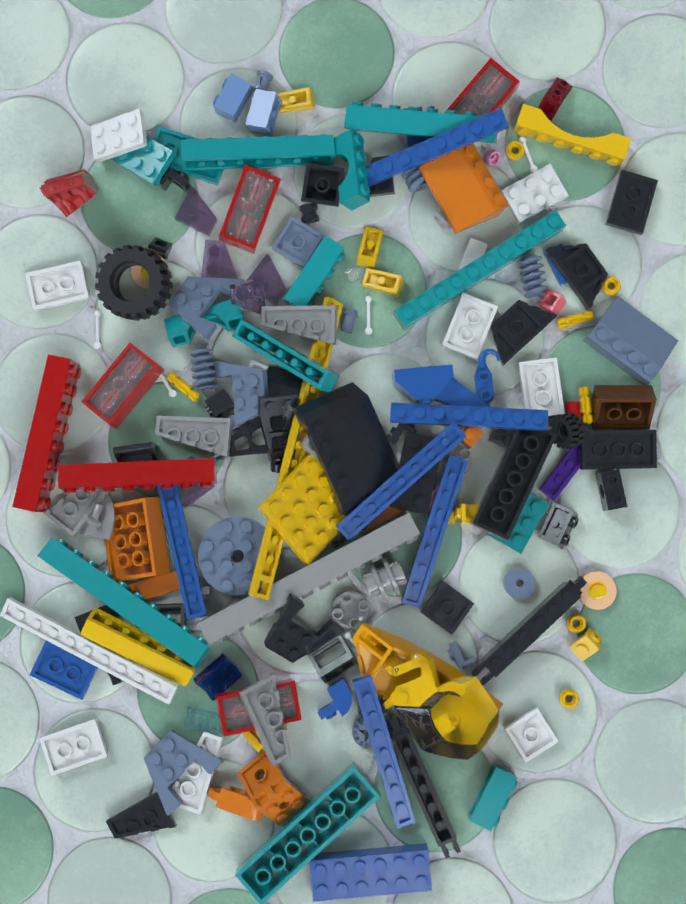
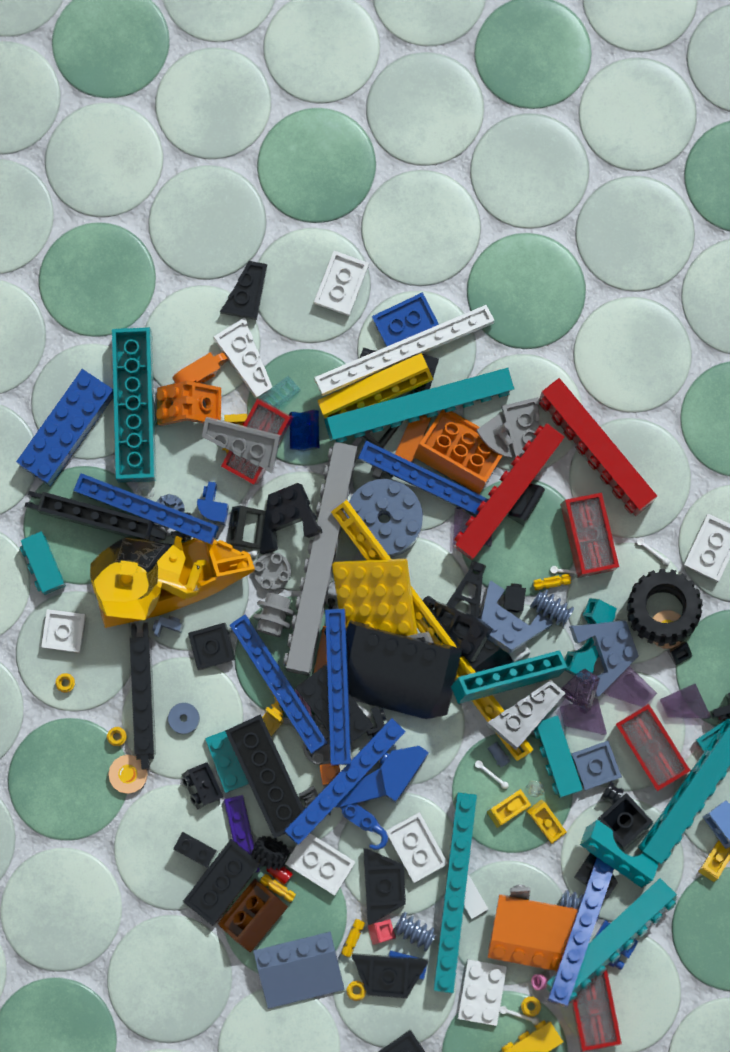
camera: 130 degrees right, 5 degrees down
(170, 760) = (271, 346): sand blue wing -> none
(199, 432) = (499, 568): light grey wing -> none
(586, 644) = (94, 731): yellow bracket -> none

